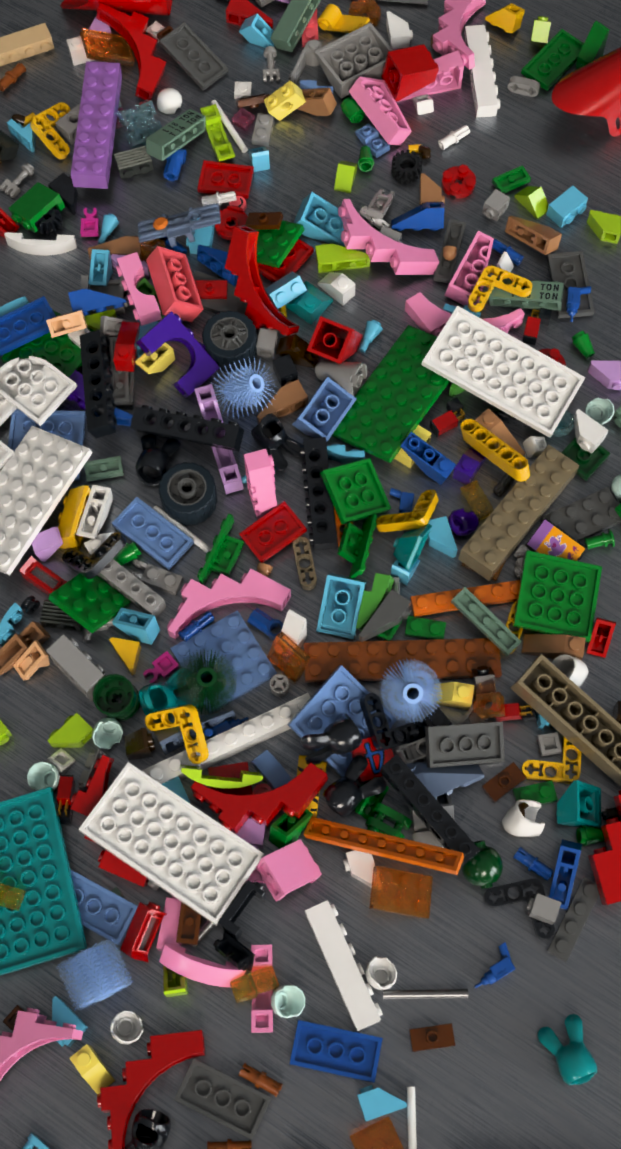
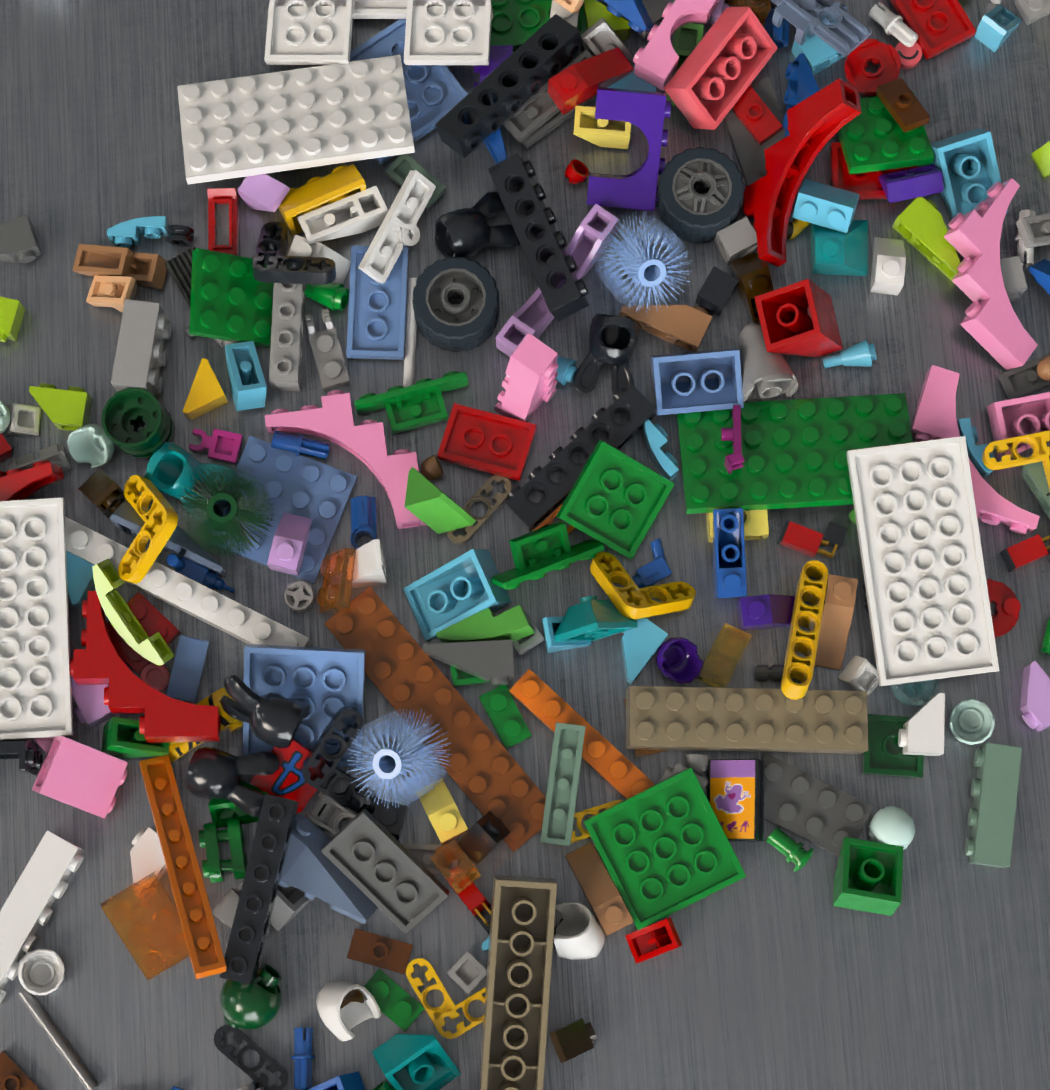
camera: 50 degrees right, 10 degrees up
(123, 491) = (398, 227): none -> white hinge
(166, 390) = (576, 172): none -> red hinge
(249, 667) = (289, 544): none -> lavender slope
(288, 576) = (433, 505): none -> bright green slope
(306, 244) = (912, 183): none -> dark purple slope
(368, 410) = (733, 434): none -> magenta piece

